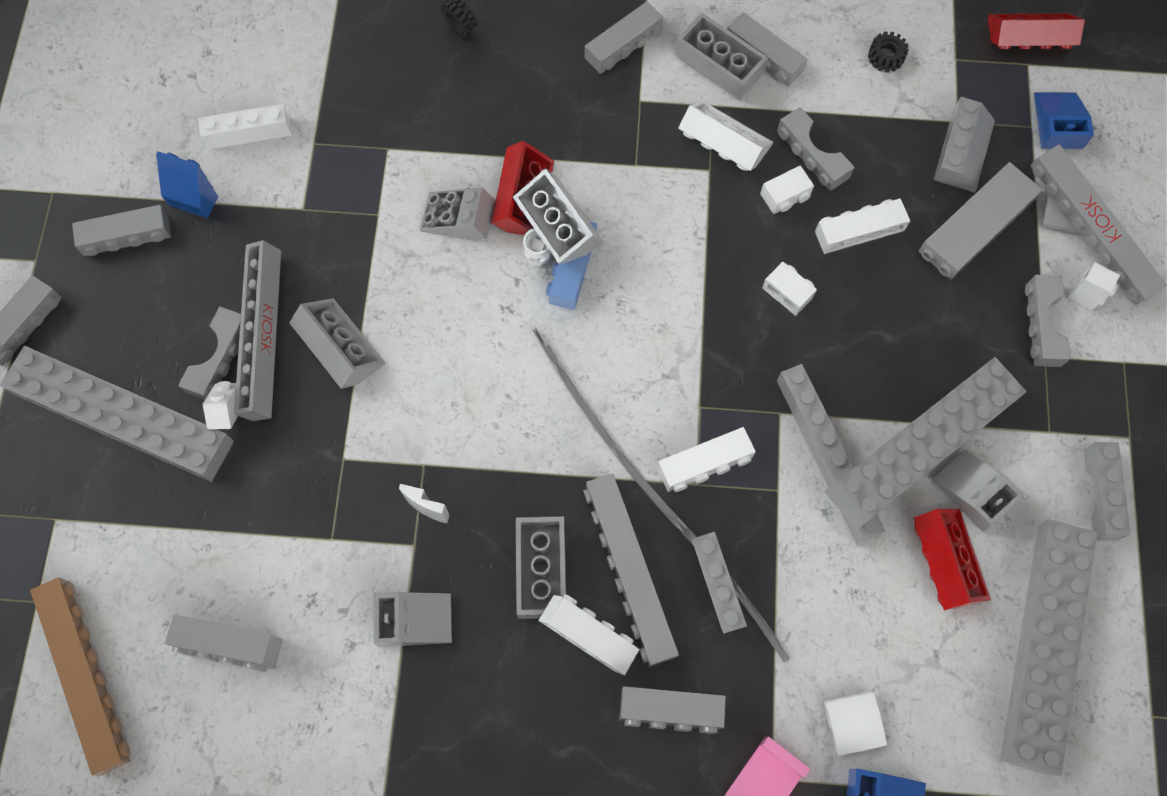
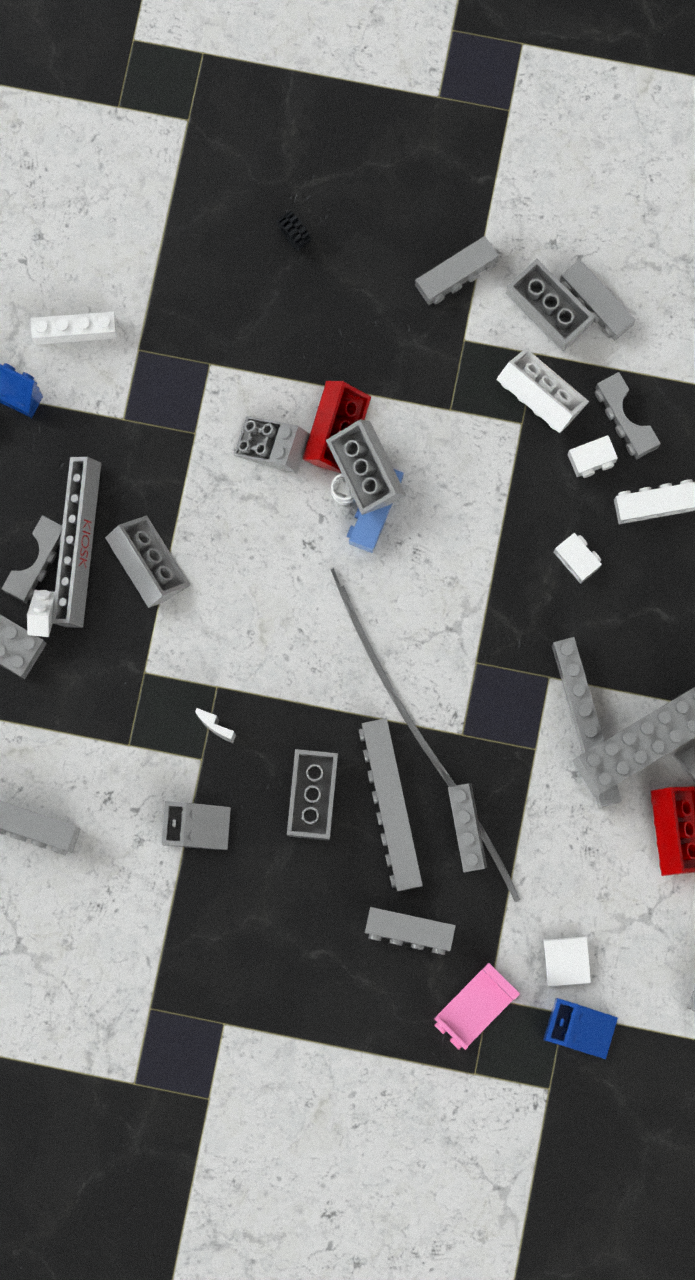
camera: 10 degrees right, 10 degrees up
(589, 634) = (347, 859): white brick -> none
(706, 459) = (473, 714): white brick -> none

